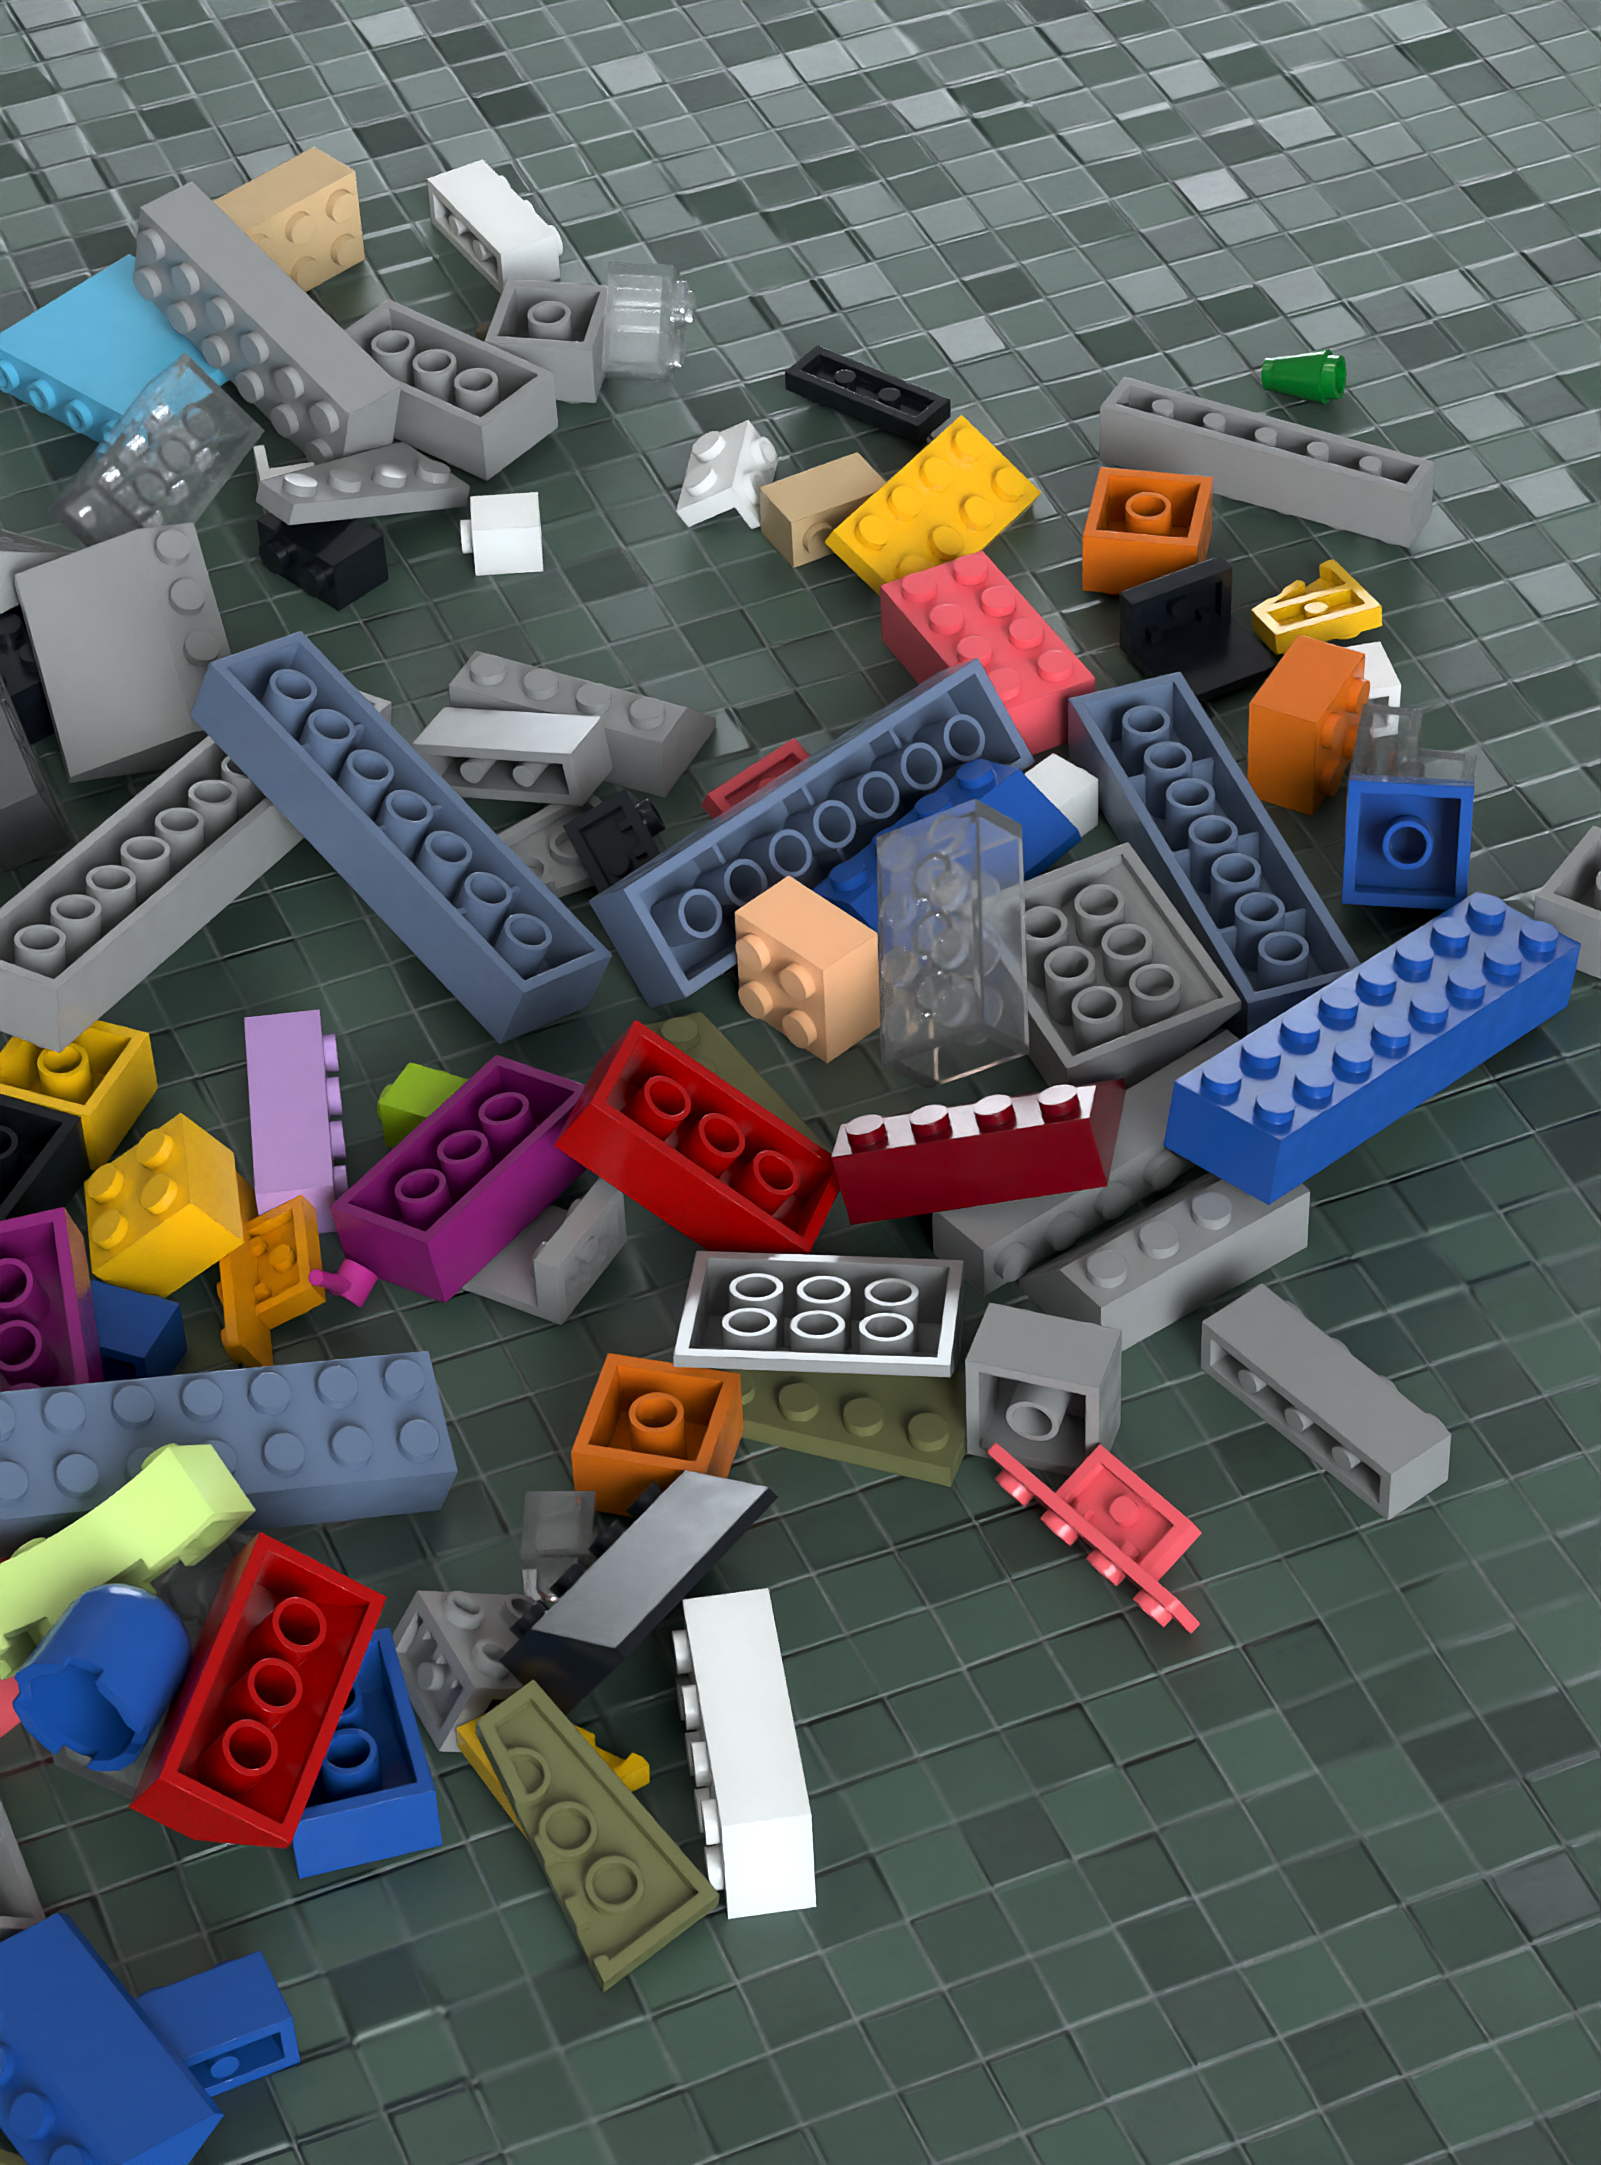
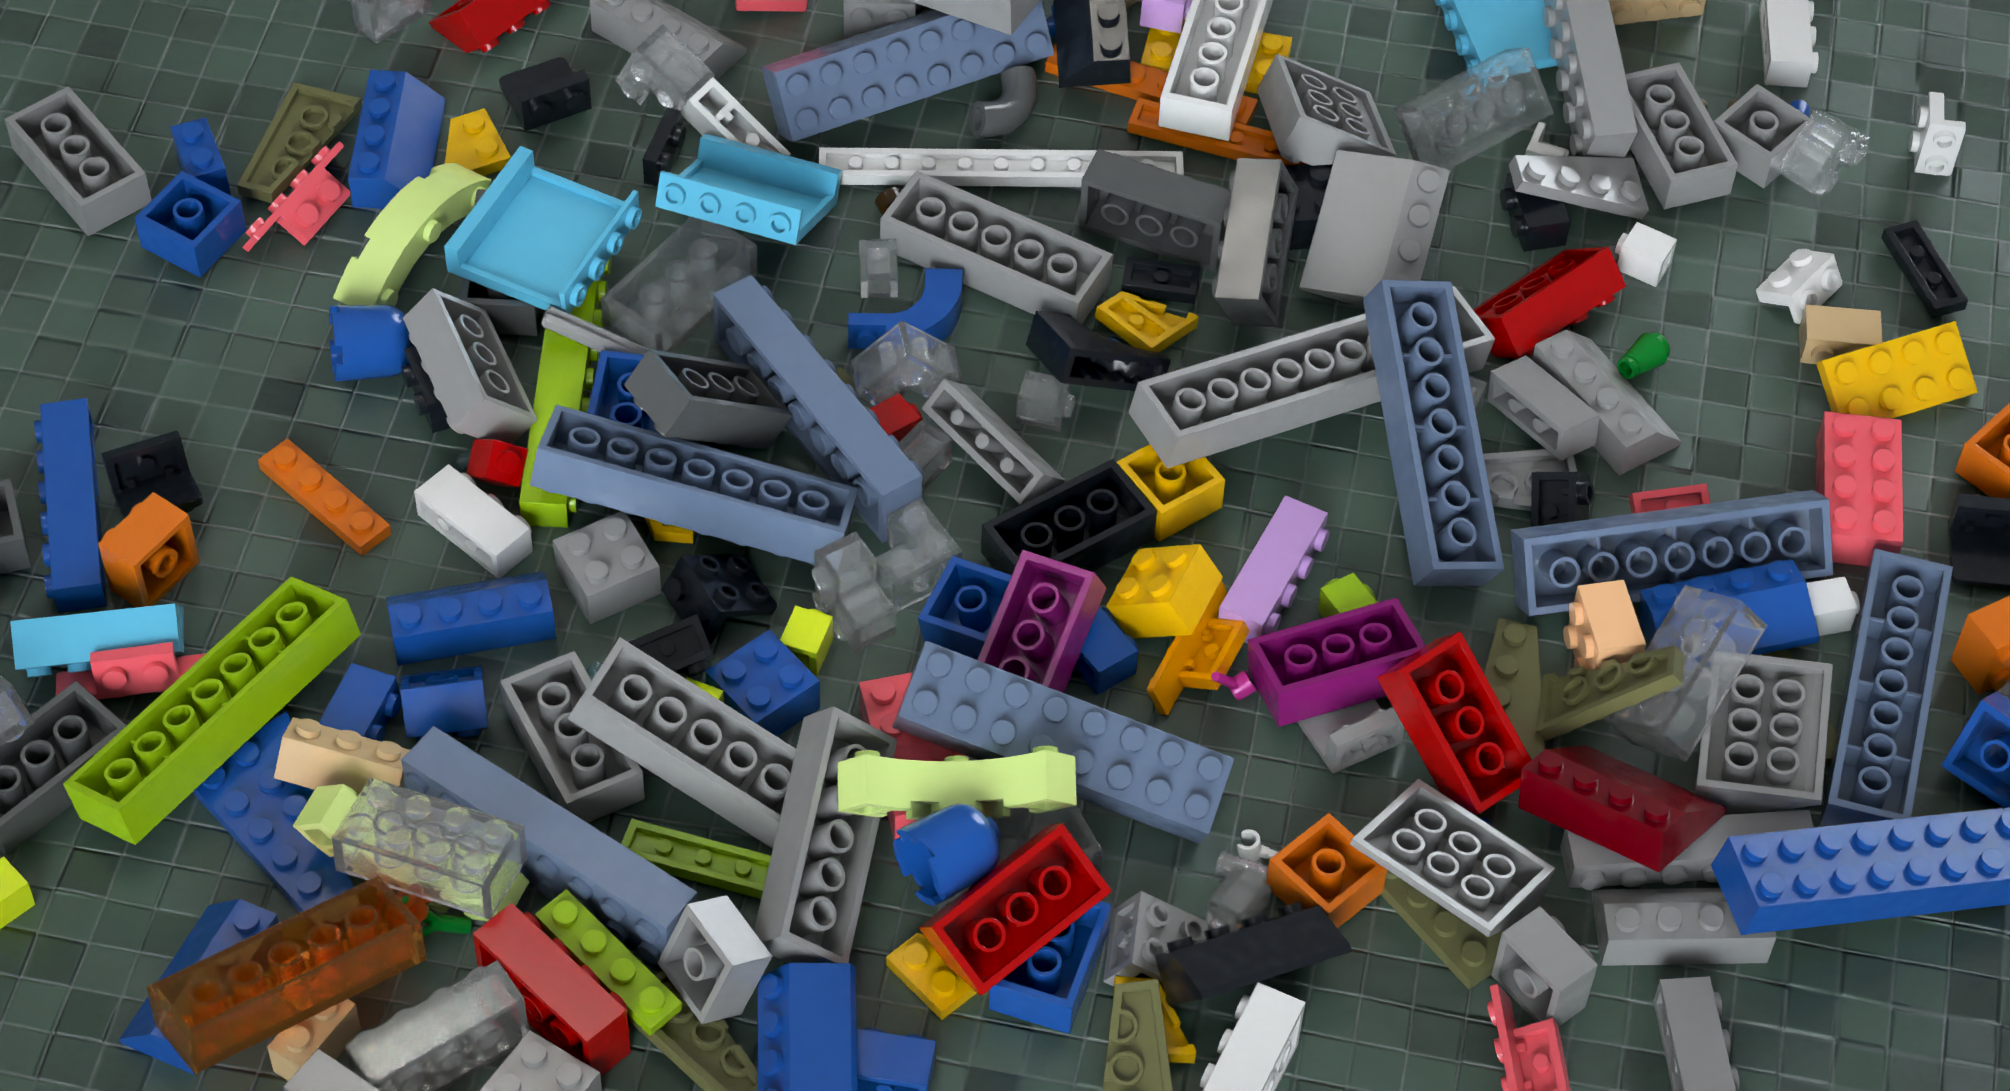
camera: 30 degrees right, 10 degrees up
(180, 1880) = (928, 976): none -> yellow wing
(427, 631) = (1550, 299): none -> red slope
(509, 1503) = (1228, 862): none -> clear pin
(523, 1473) = (1255, 849): none -> white hand
(595, 641) = (1644, 355): none -> green cone
(772, 245) = (1936, 139): none -> white bracket
(871, 1007) = (1596, 693): none -> olive wing

